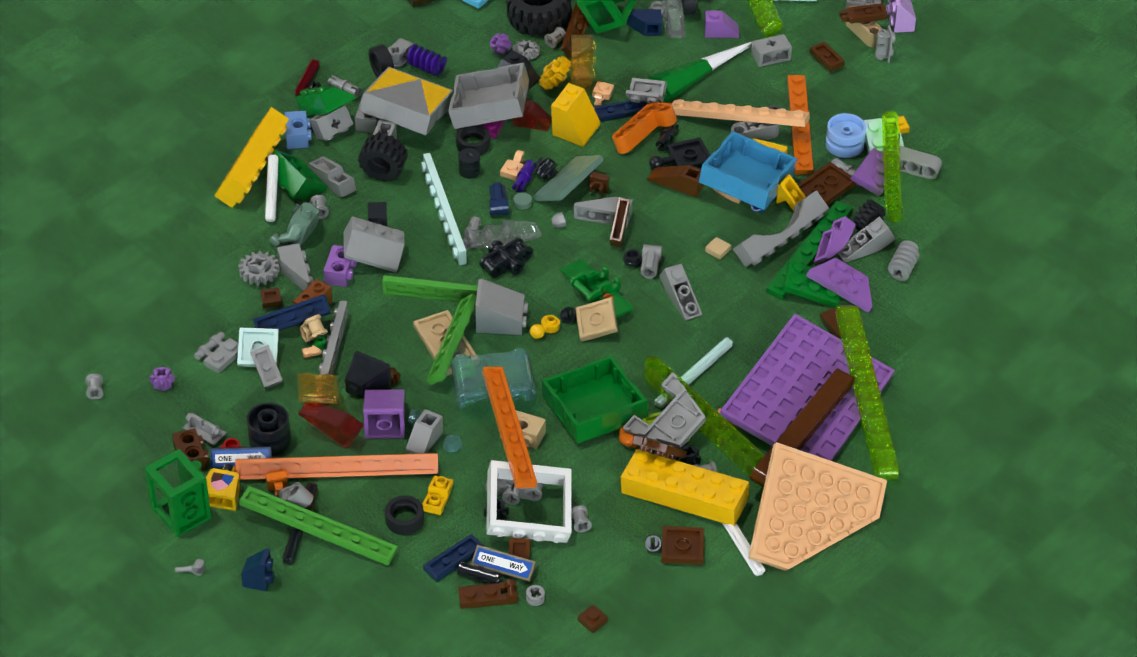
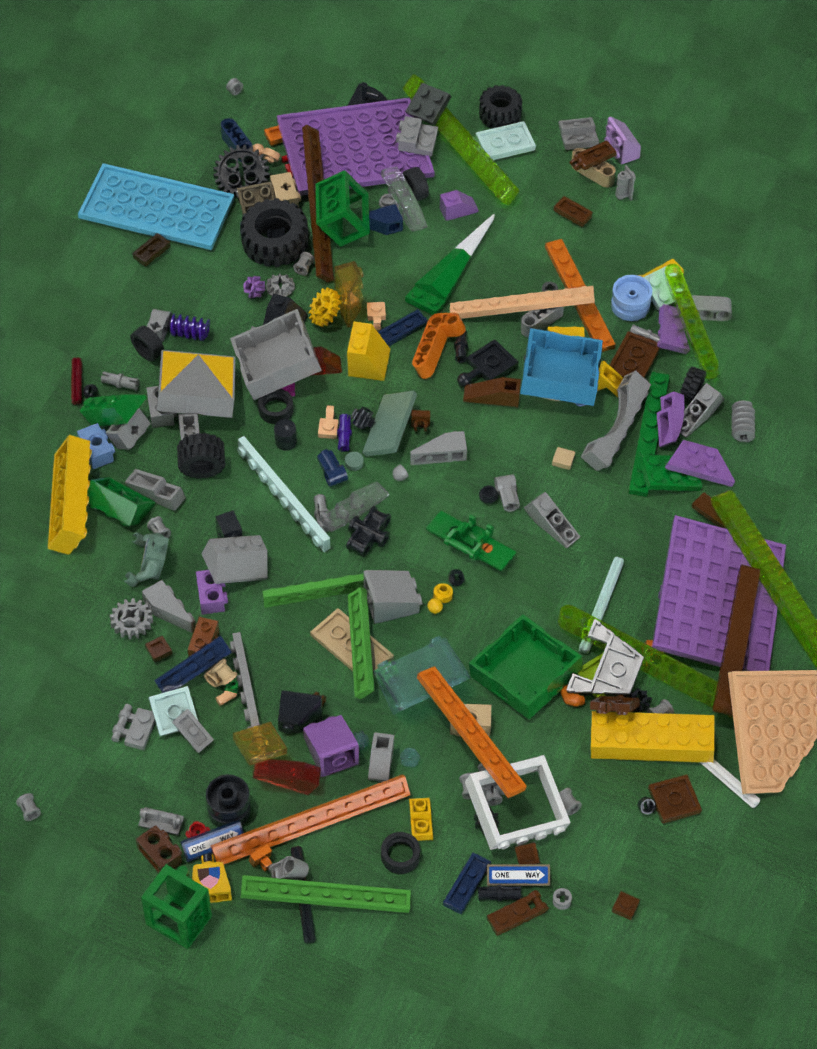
camera: 20 degrees left, 10 degrees up
(162, 378) = (93, 776): medium lavender gear -> none
(196, 569) = (226, 979): light grey hand -> none
(258, 571) = (290, 964): dark blue slope -> none
(271, 191) = (104, 523): white axle -> none
(596, 319) = (487, 575): tan plate -> none
(619, 223) = (463, 460): reddish brown piece -> none
(646, 90) = (423, 302): light grey bracket -> none
(771, 50) = (518, 219): light grey brick -> none

